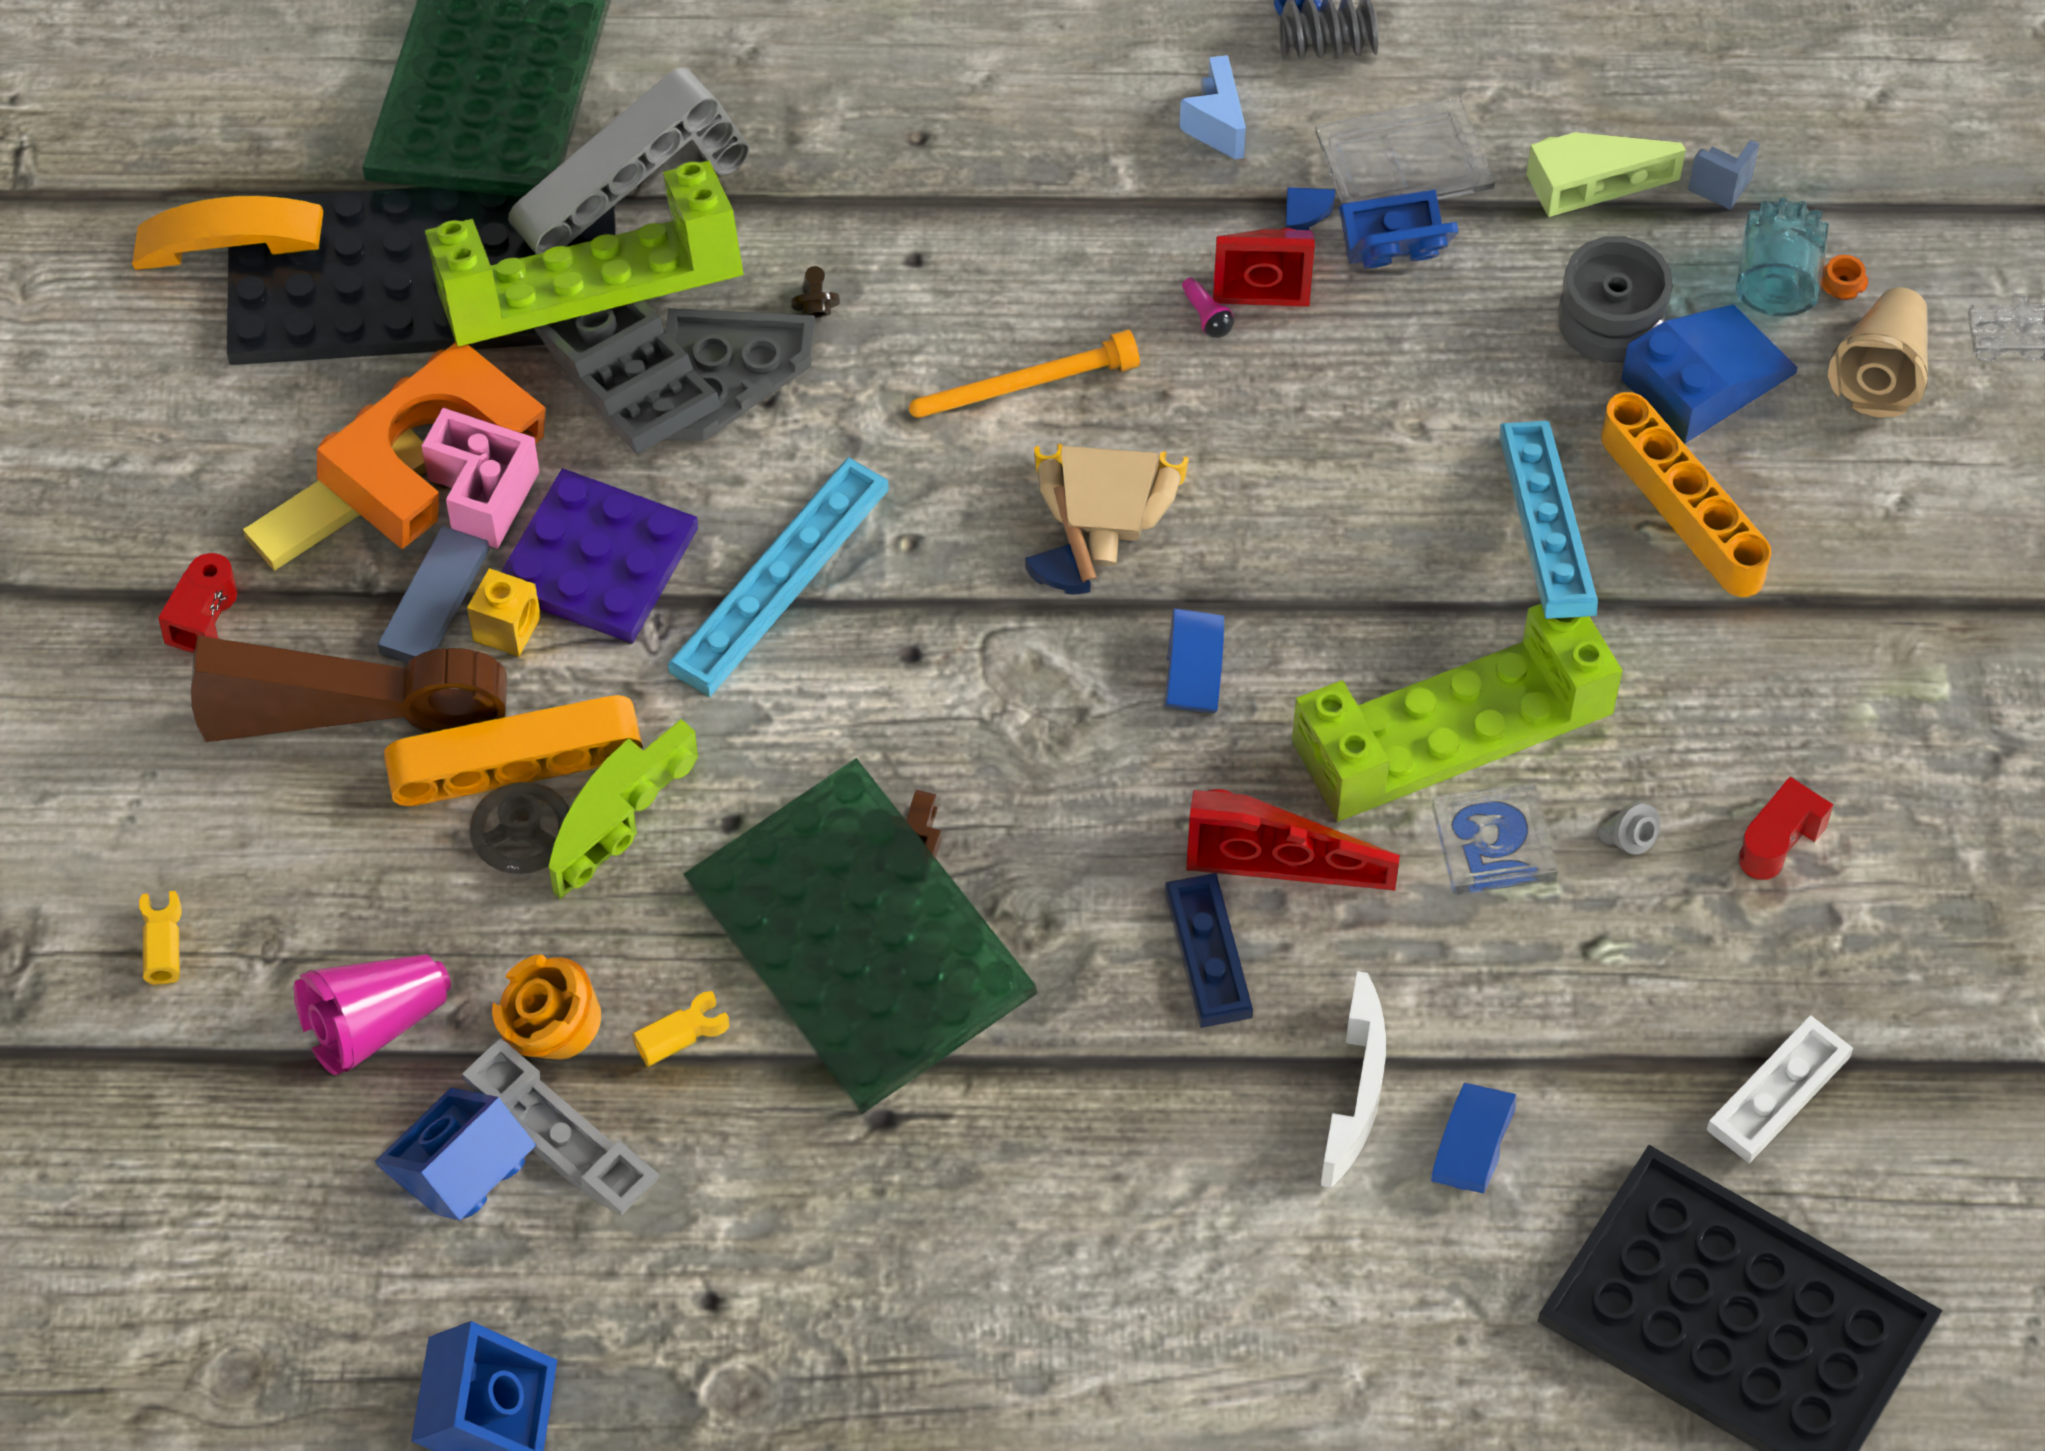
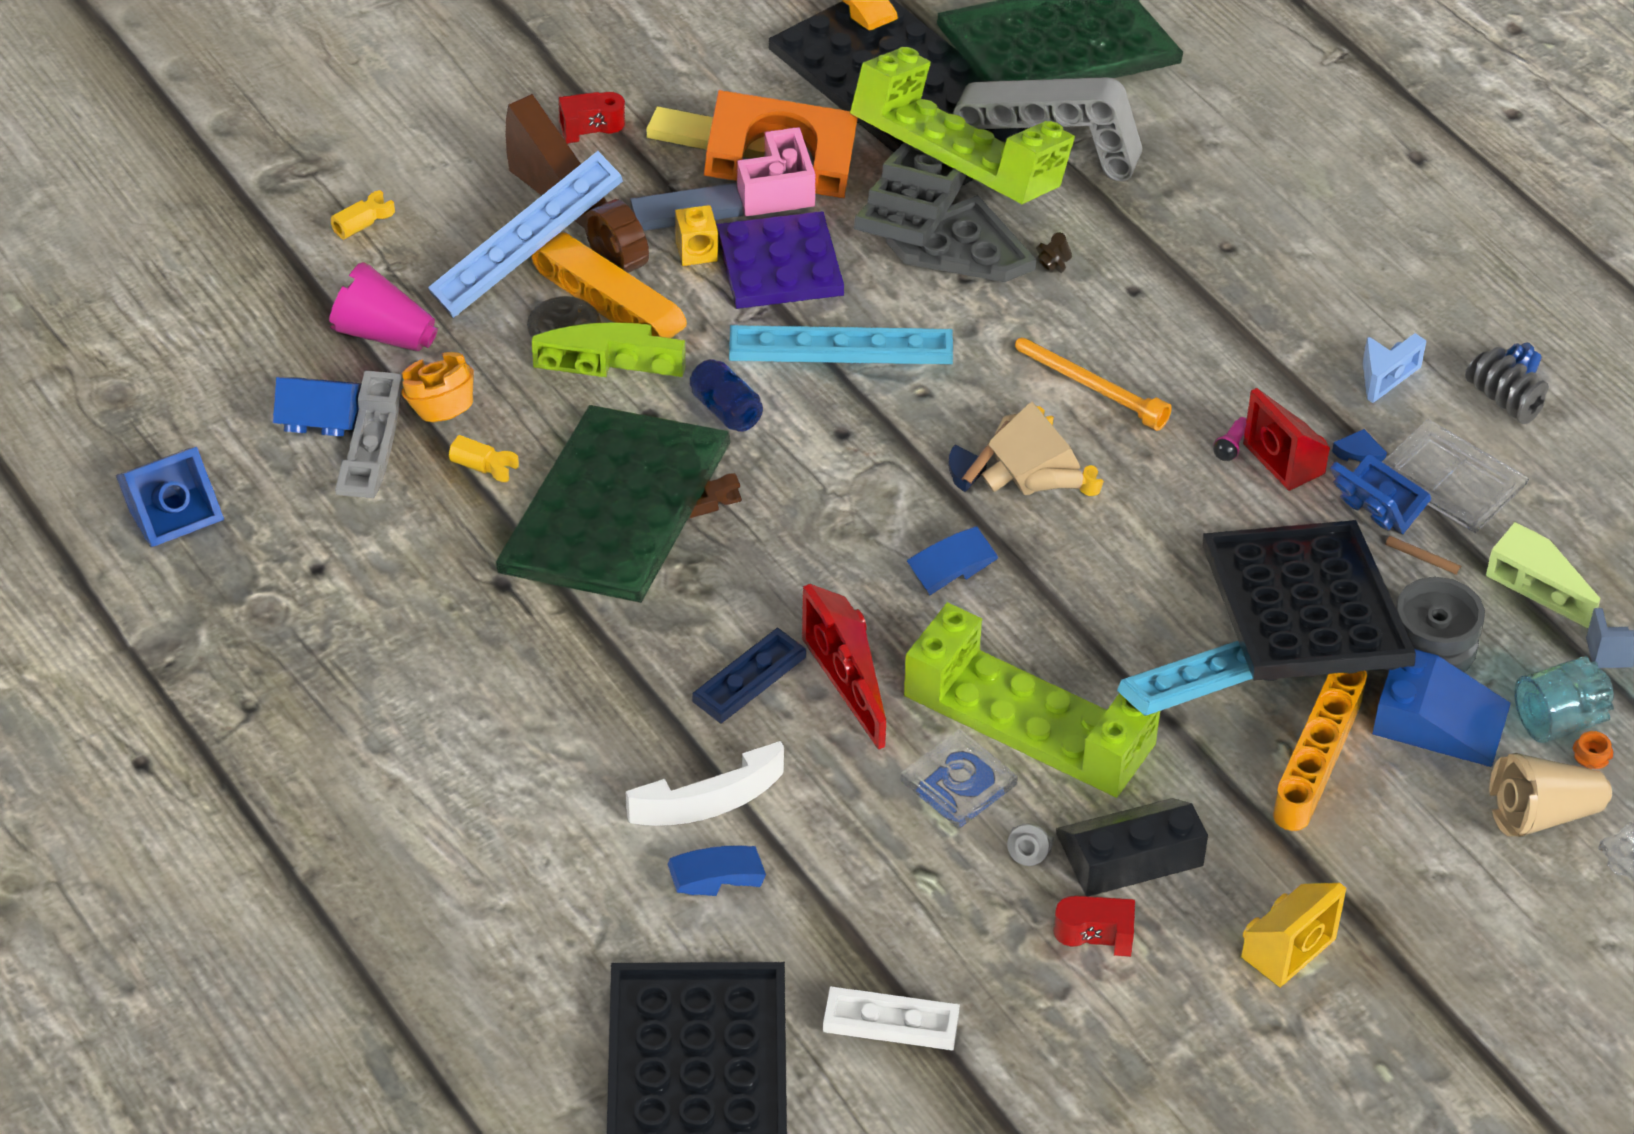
camera: 55 degrees right, 10 degrees down
(382, 780) = (525, 234): none -> light blue plate
(806, 725) = (726, 395): none -> clear blue piece
(1484, 250) = (1423, 555): none -> medium nougat piece
(1508, 382) = (1307, 600): none -> black plate
(1693, 732) = (1134, 845): none -> black slope
(1914, 662) = (1294, 930): none -> yellow slope

